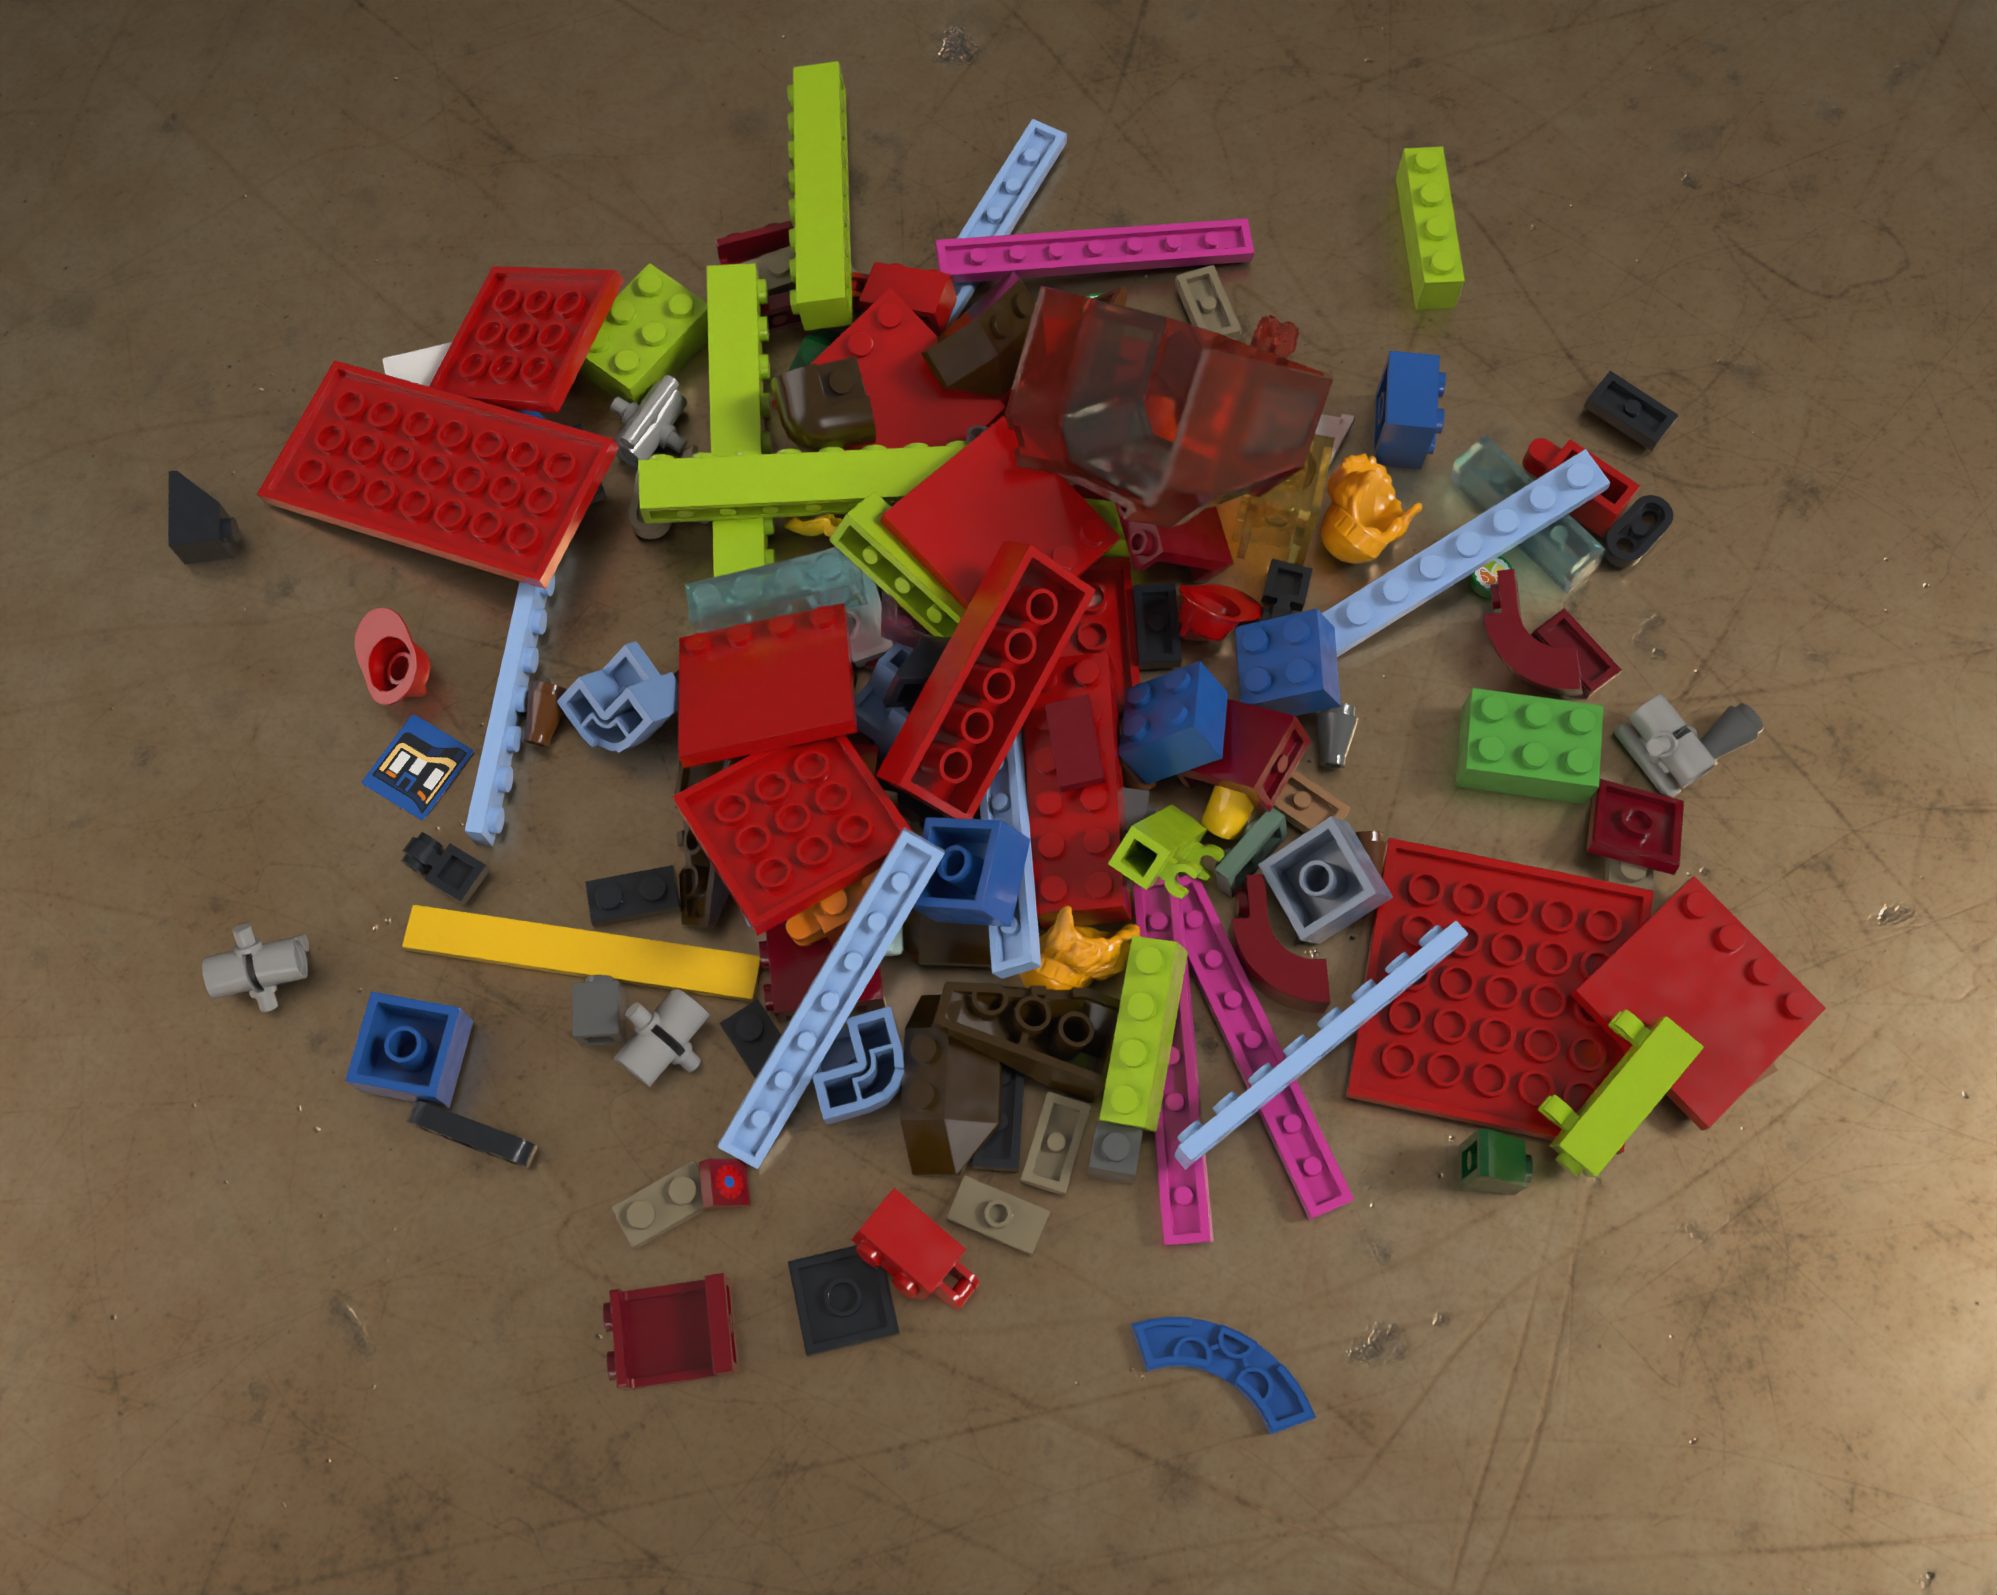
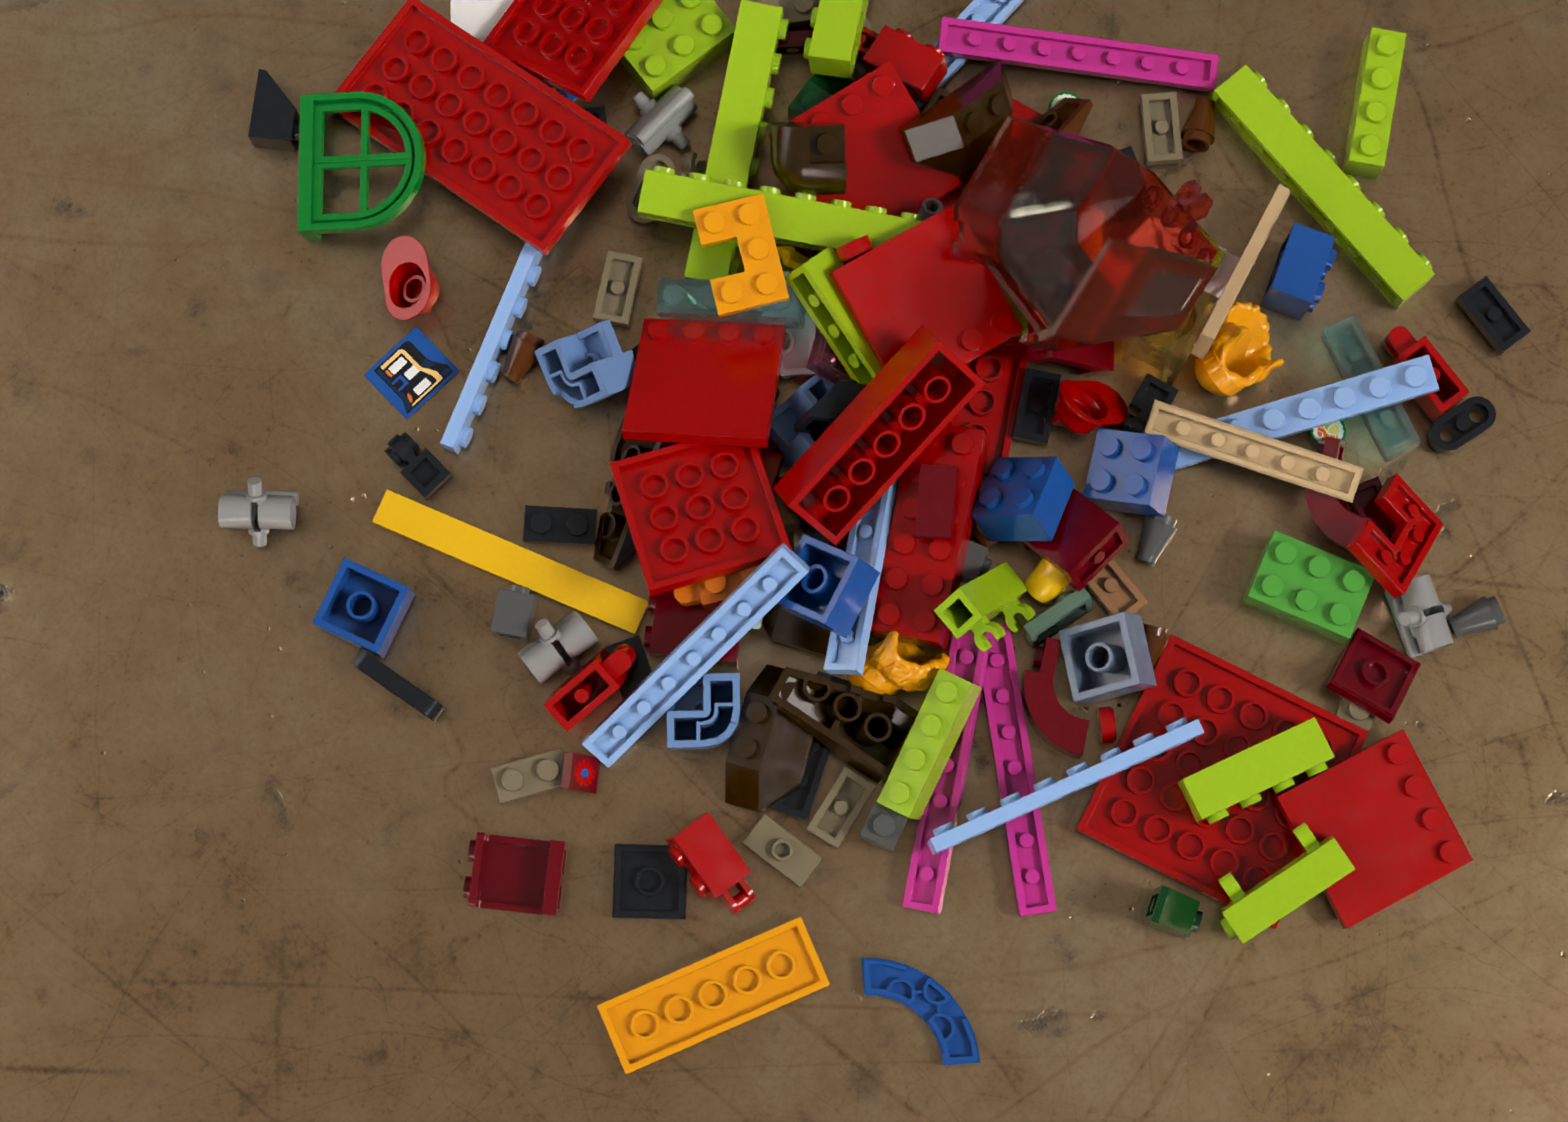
camera: 15 degrees right, 10 degrees up
(252, 557) = (313, 163): none -> green window
(641, 611) = (618, 288): none -> dark tan plate
(710, 1071) = (590, 685): none -> red brick
(803, 545) = (763, 275): none -> light orange plate
(901, 486) = (854, 249): none -> red tile
(956, 1423) = (713, 995): none -> light orange plate
(1249, 295) = (1200, 126): none -> reddish brown cone
(1345, 961) = (1106, 725): none -> red tile
(1346, 419) = (1241, 272): none -> tan tile
(1402, 322) = (1322, 186): none -> lime brick
(1426, 606) = (1255, 451): none -> tan tile
(1540, 966) = (1256, 770): none -> lime brick
(1625, 677) = (1397, 559): none -> red plate

